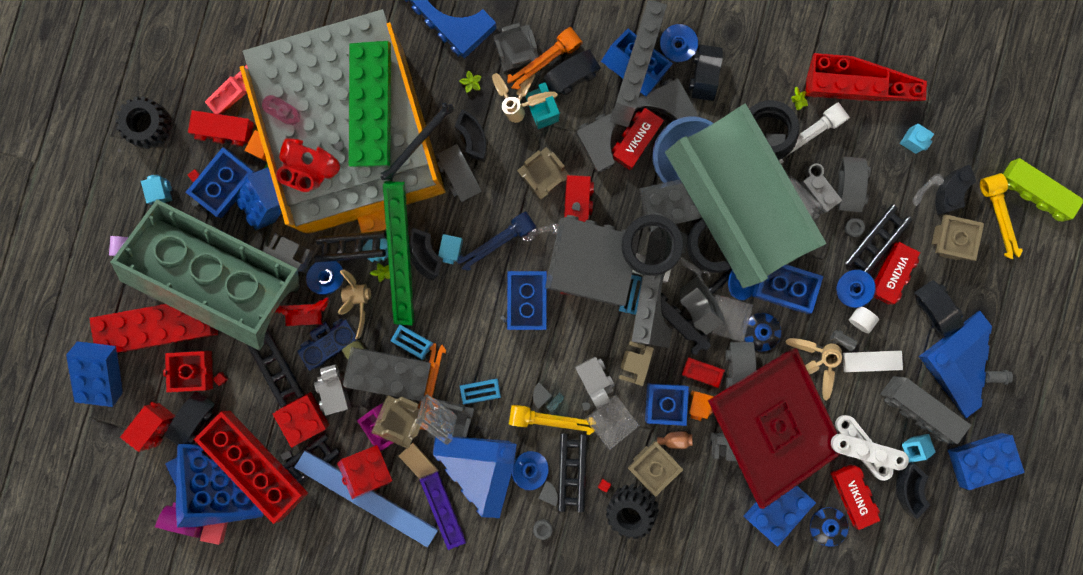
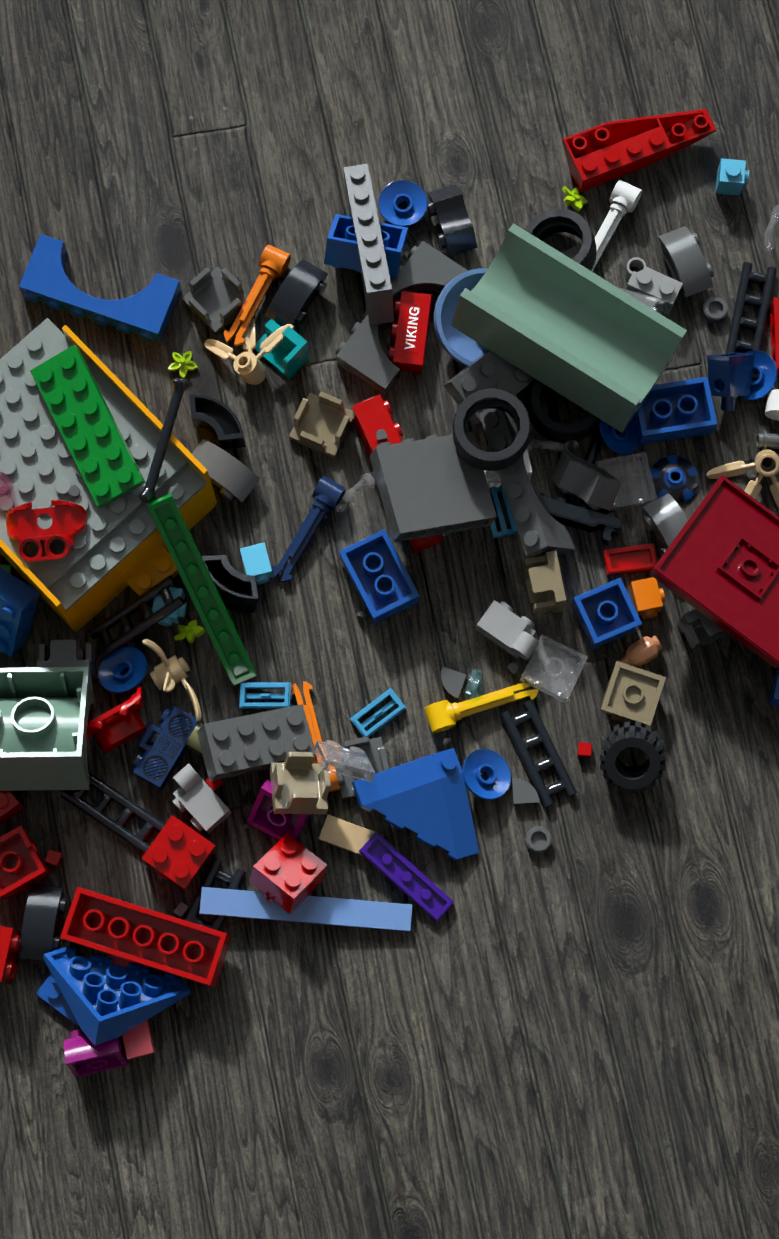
camera: 25 degrees left, 10 degrees down
(839, 282) = (730, 377): none -> dark blue torso

